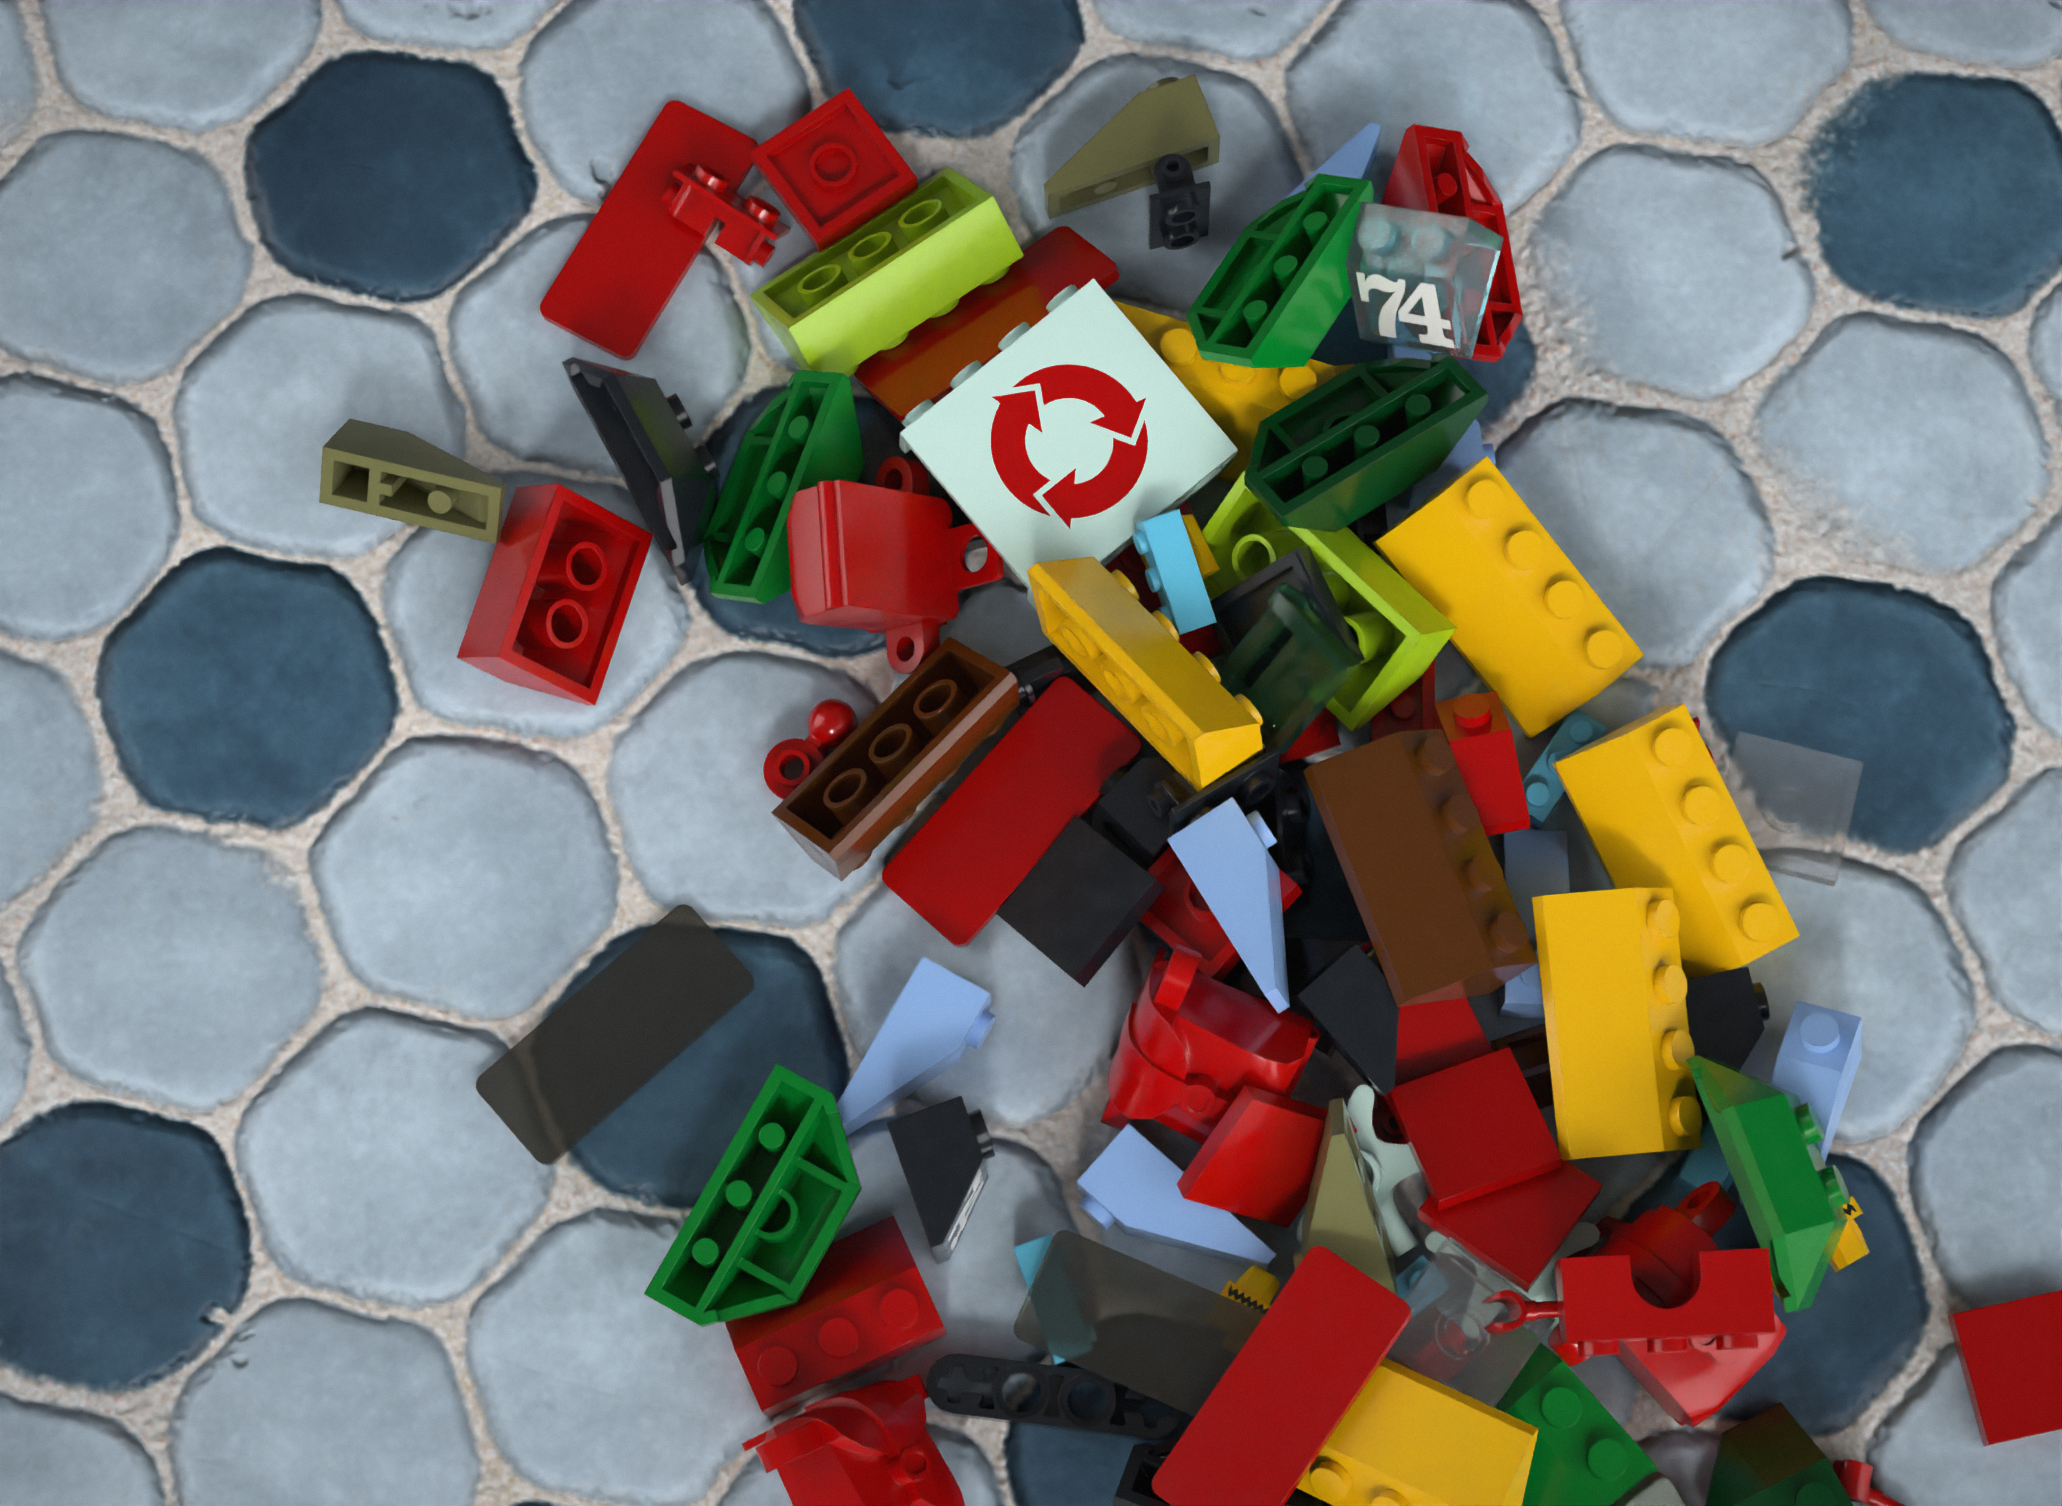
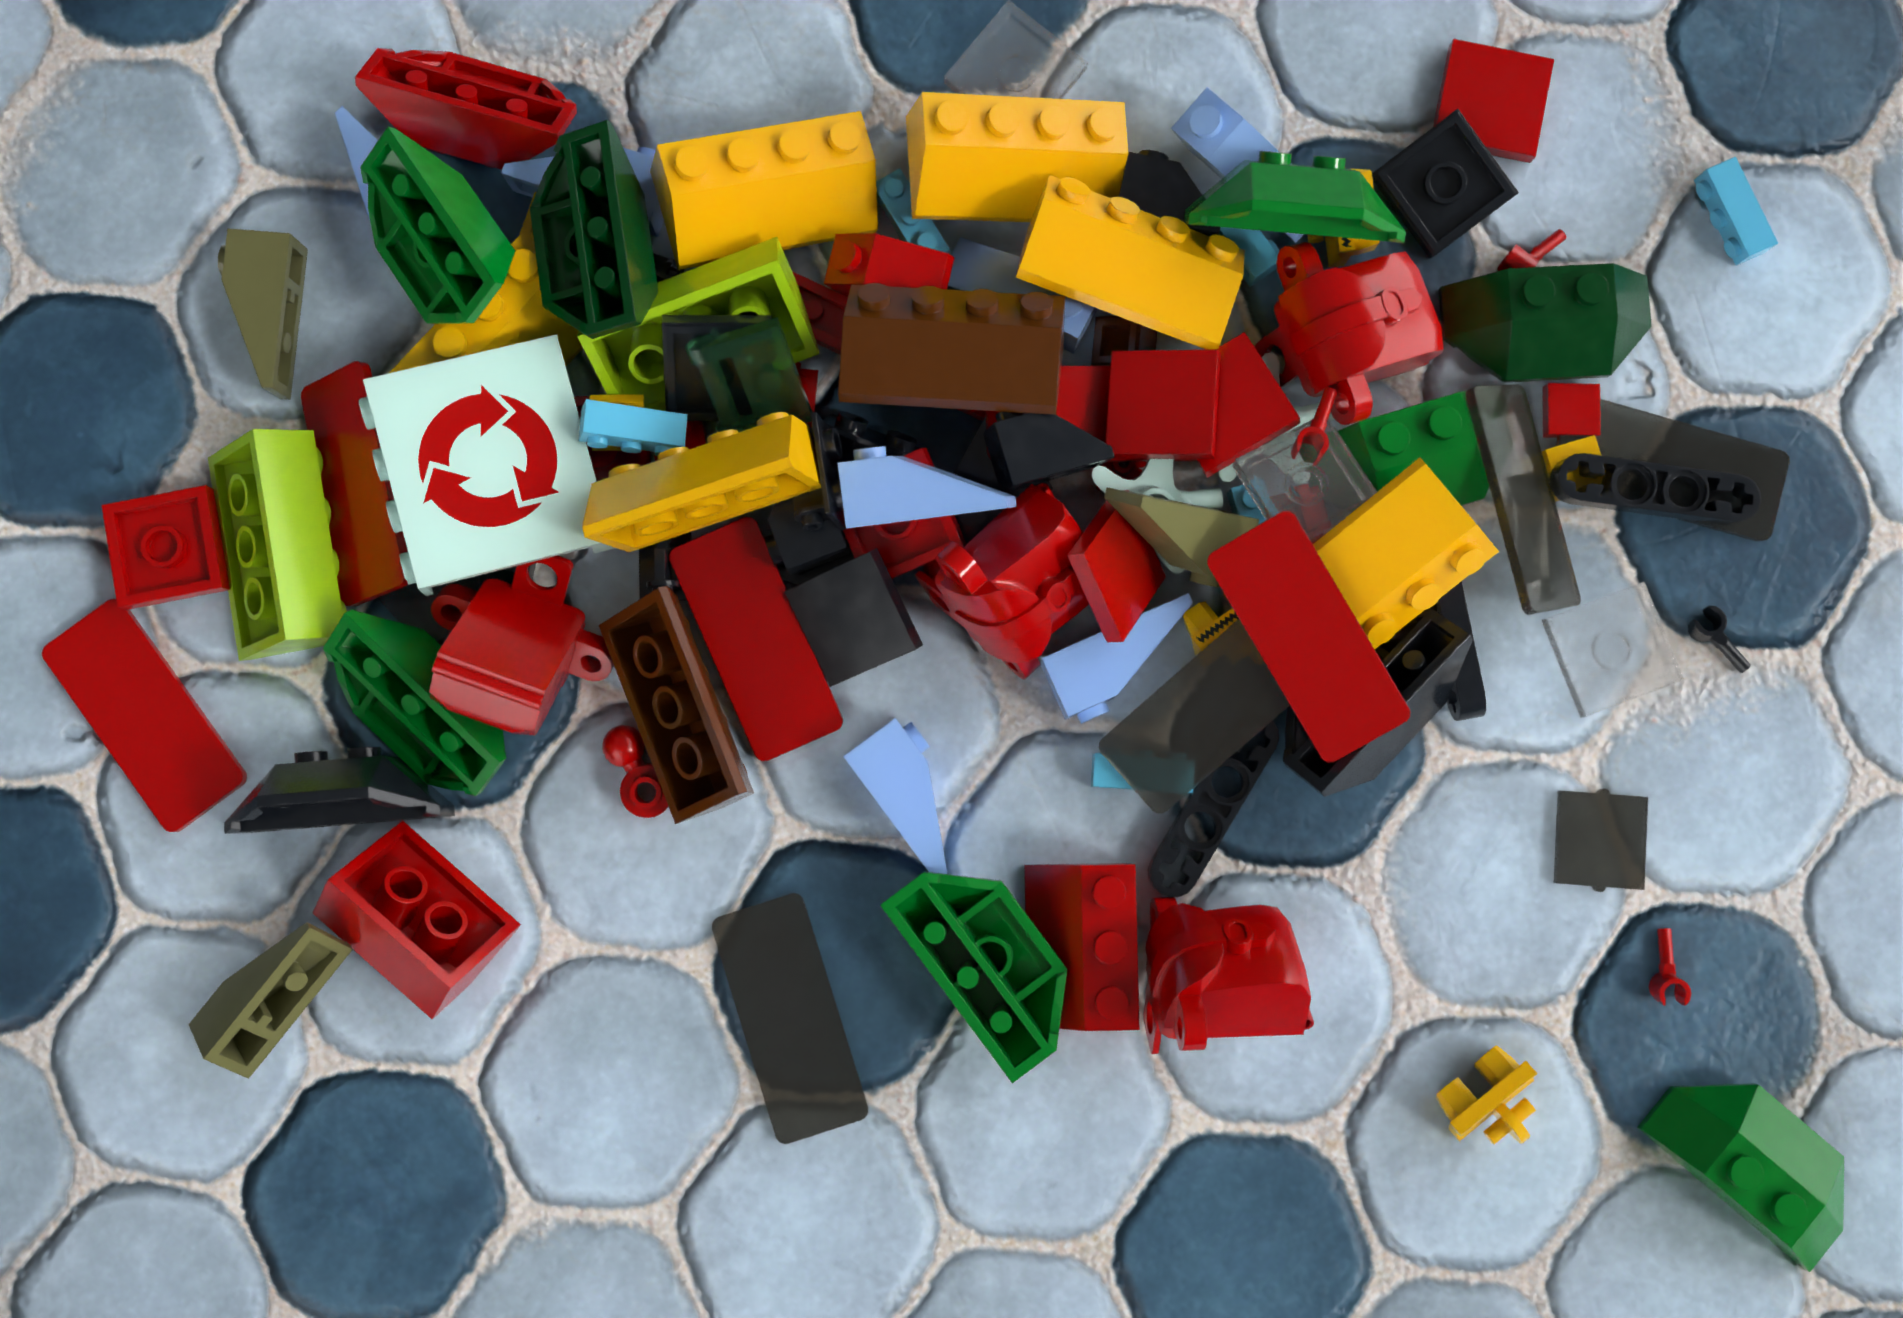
camera: 70 degrees left, 10 degrees up
(707, 197) = (140, 658): red hinge -> none
(944, 1168) = (1016, 812): black slope -> none
(1180, 208) = (331, 289): black hinge -> none
(1420, 278) = (486, 128): clear light blue slope -> none
(1726, 1302) = (1387, 277): red arch -> none
(1900, 1349) = (1444, 183): none -> black tile

